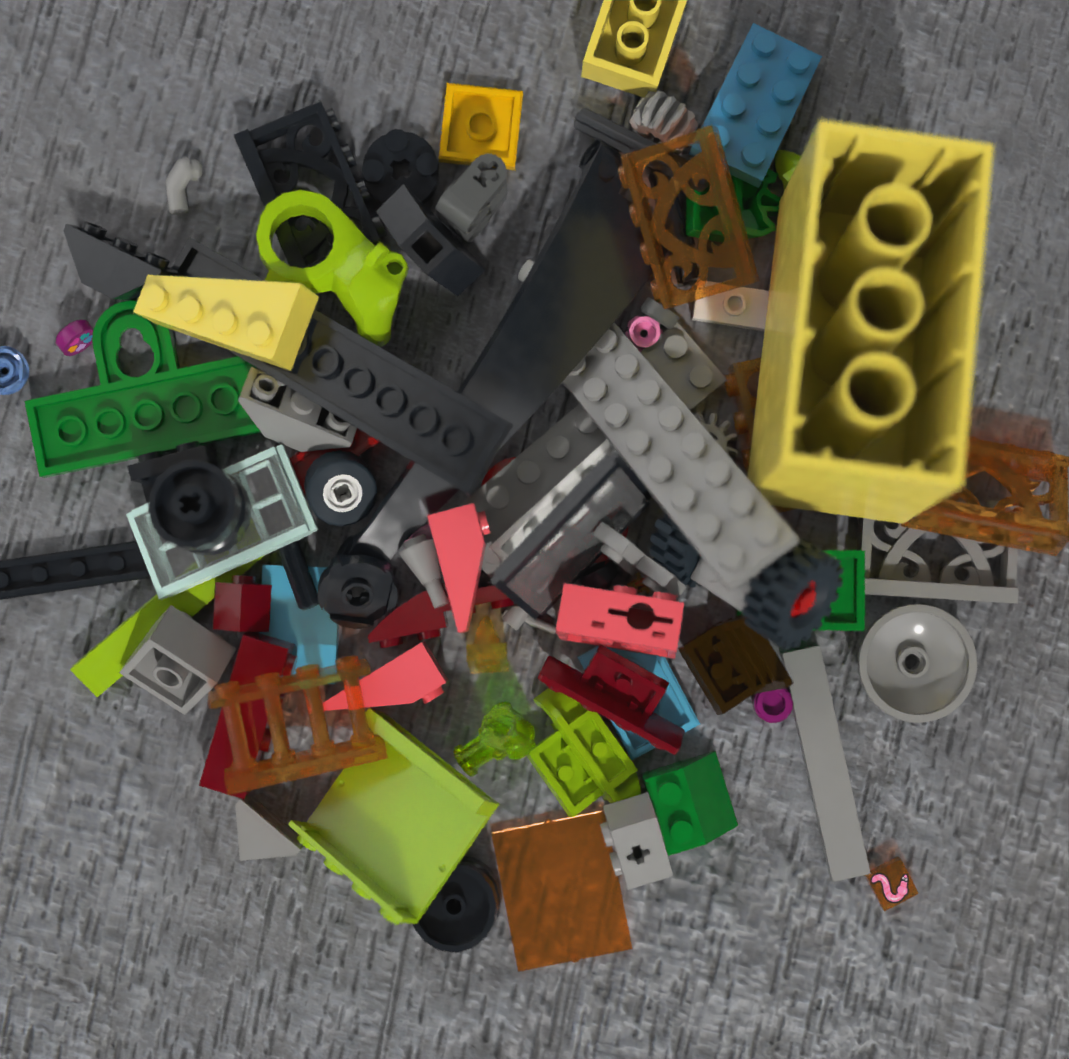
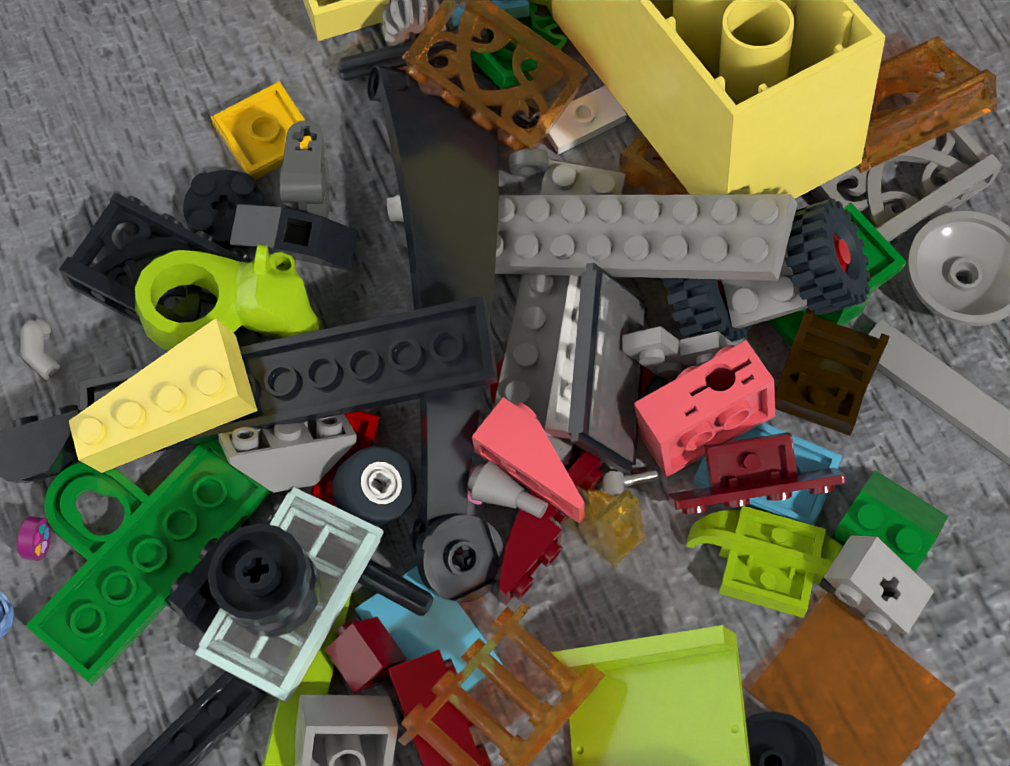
camera: 30 degrees left, 20 degrees down
(399, 682) = (559, 612): coral slope -> none
(495, 741) = (685, 598): clear neon green connector -> none
(639, 324) = (527, 178): bright pink plate -> none
(773, 705) = (885, 395): magenta tile -> none

